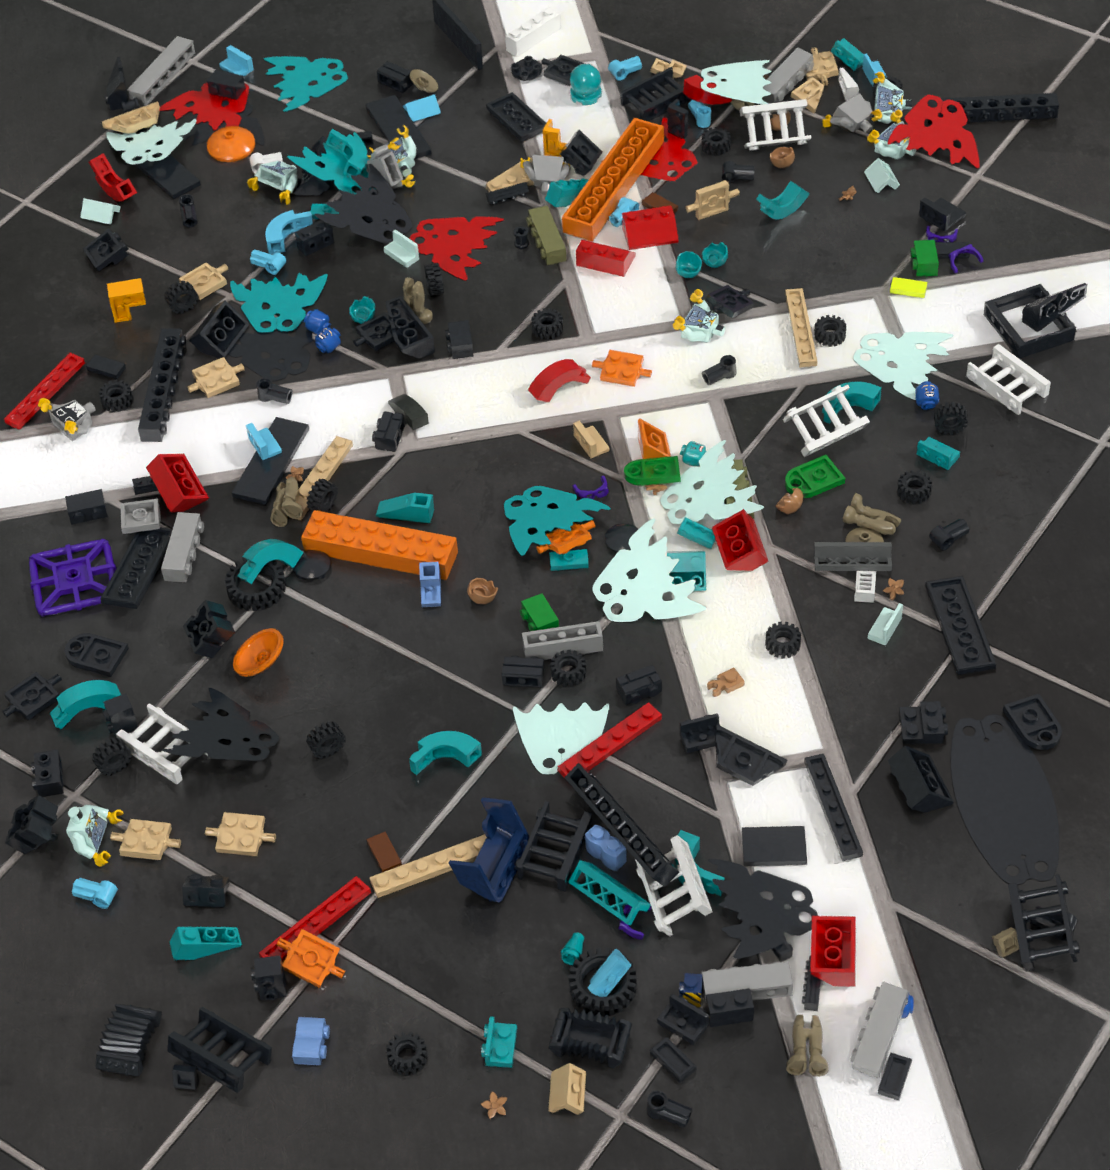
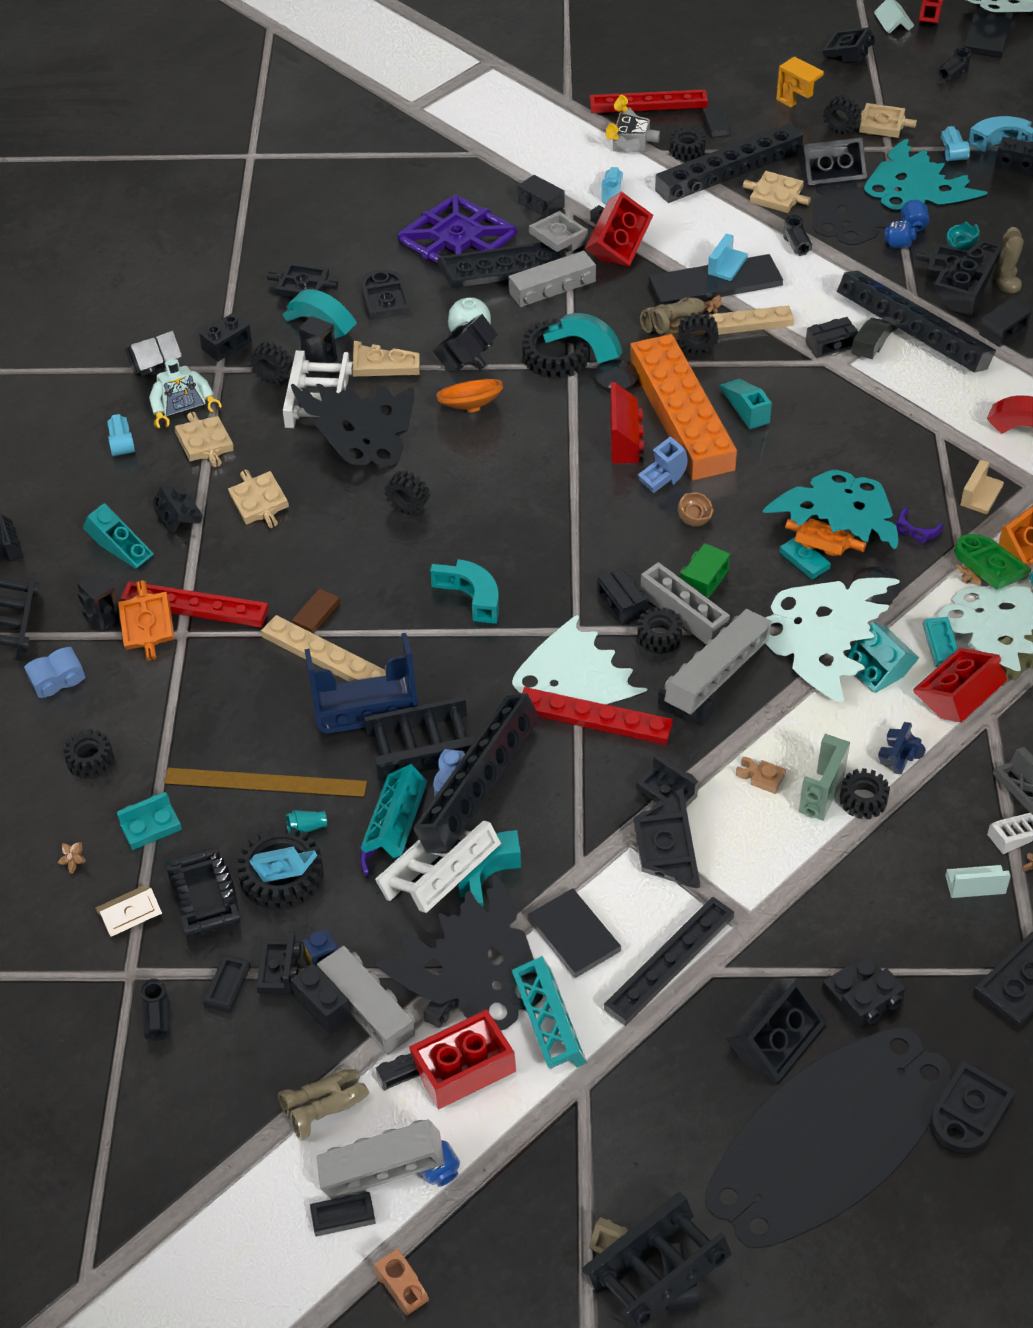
camera: 55 degrees right, 0 degrees up
(117, 461) = (611, 184): none -> medium azure piece
(171, 689) = (380, 362): none -> tan wing
(172, 615) = (465, 310): none -> light aqua cylinder
(372, 587) = (625, 426): none -> red slope
(417, 380) = (916, 321): none -> black brick
(513, 959) = (265, 782): none -> pearl gold sticker
(630, 649) = (717, 661): none -> light grey brick
(758, 596) = (905, 748): none -> dark blue hips
(759, 639) = (832, 762): none -> sand green panel
(831, 884) = (559, 1014): none -> teal fence
(966, 1065) = (401, 1281): none -> nougat leg

